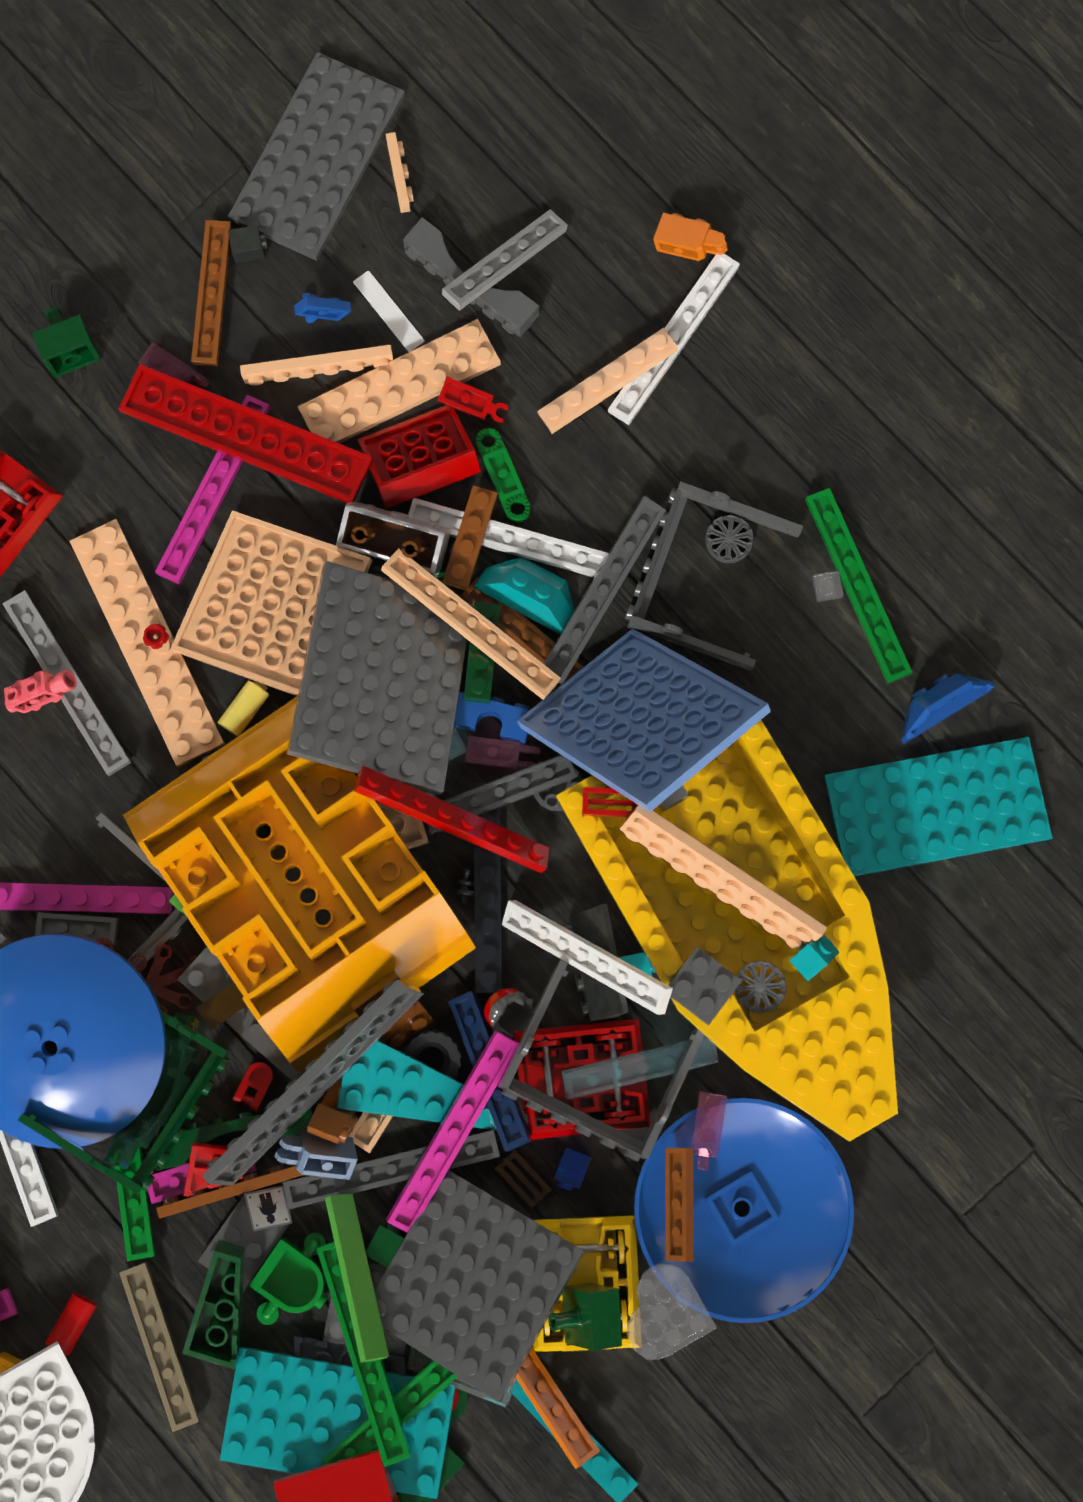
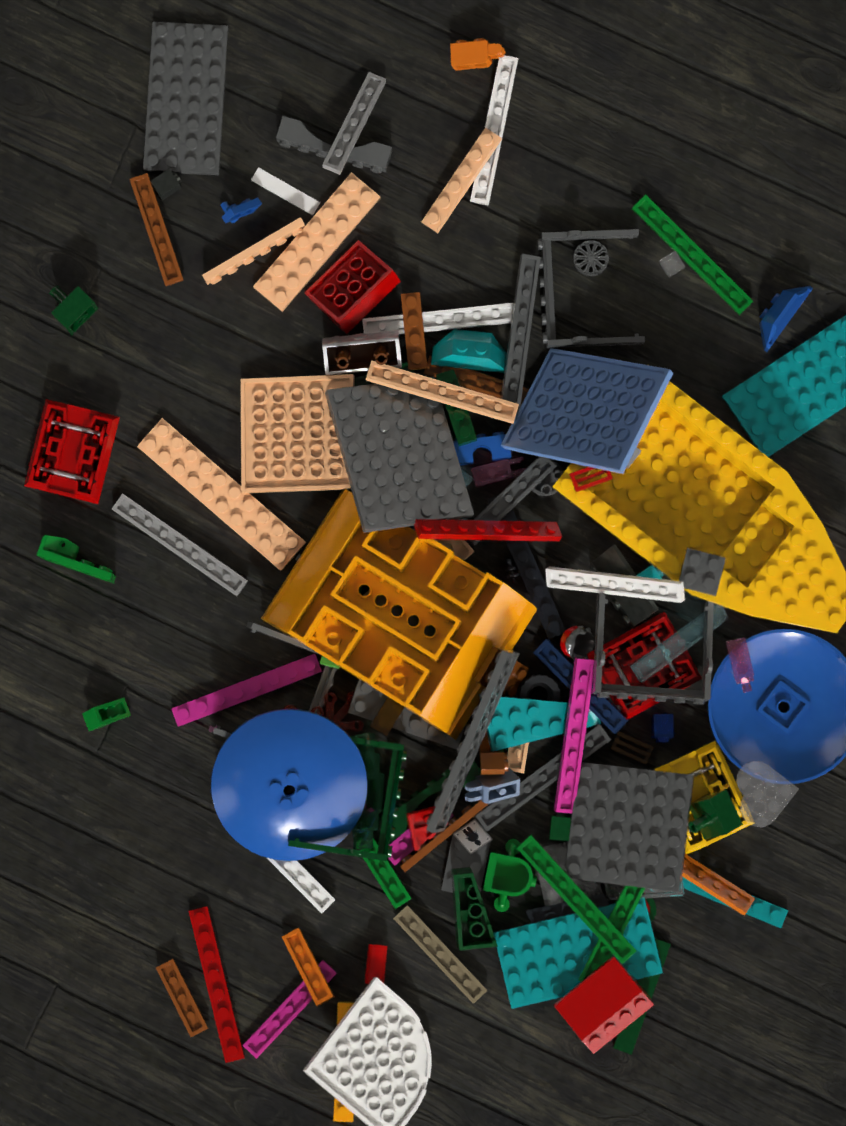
camera: 20 degrees left, 5 degrees up
(38, 690) = (165, 558): coral brick -> none
(83, 926) = (269, 703): dark grey plate -> none
(154, 629) = (223, 488): red plate -> none
(166, 363) = (152, 296): clear pink hinge -> none
(202, 509) = (220, 369): dark pink plate -> none
(244, 707) = (309, 512): light yellow brick -> none
(246, 434) = (227, 322): red plate -> none
(258, 1077) = (428, 754): red plate -> none
(356, 1277) = (551, 854): bright green tile -> none
(400, 172) = (250, 87): light nougat plate -> none
(469, 400) = (371, 233): red plate -> none
(503, 475) = (416, 277): green plate -> none
(679, 1204) = (742, 720): dark orange plate -> none
(722, 878) = (685, 496): light nougat plate -> none
(761, 987) = (738, 556): dark grey wheel -> none
(814, 957) = (766, 522): teal brick -> none

